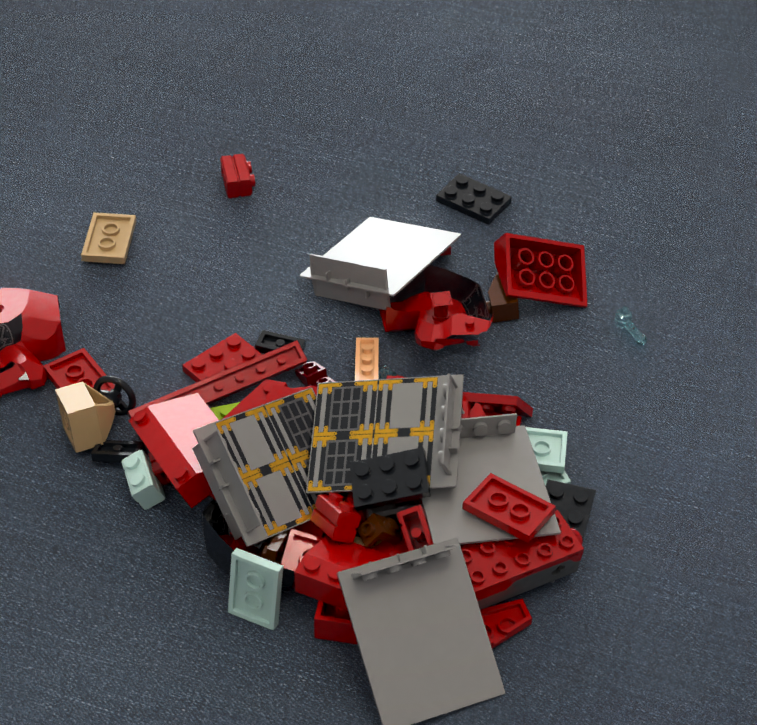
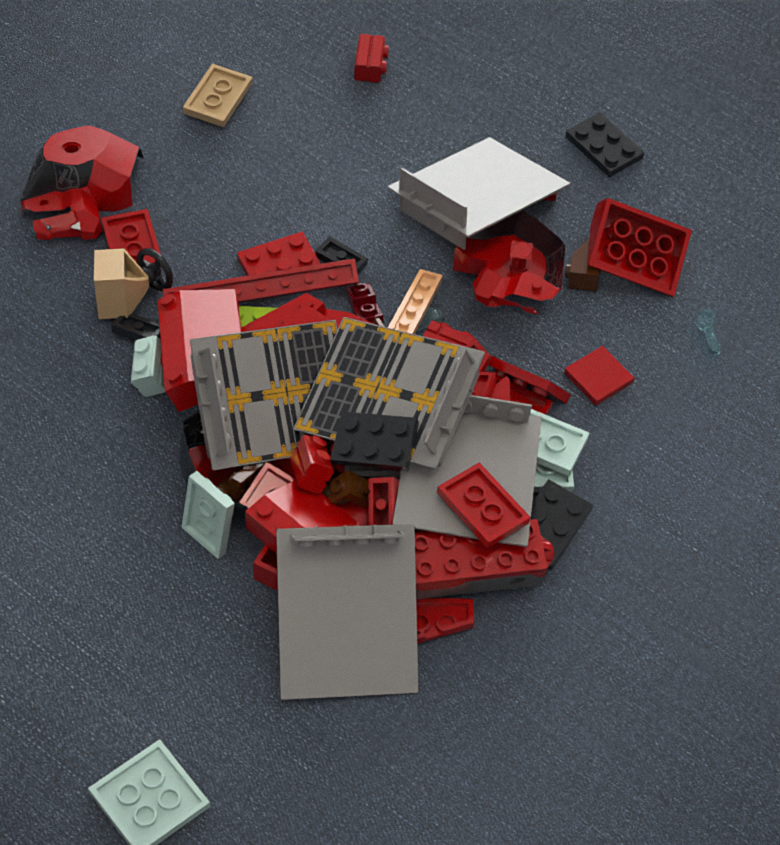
camera: 15 degrees right, 10 degrees up
(551, 386) = (599, 375): none -> red tile

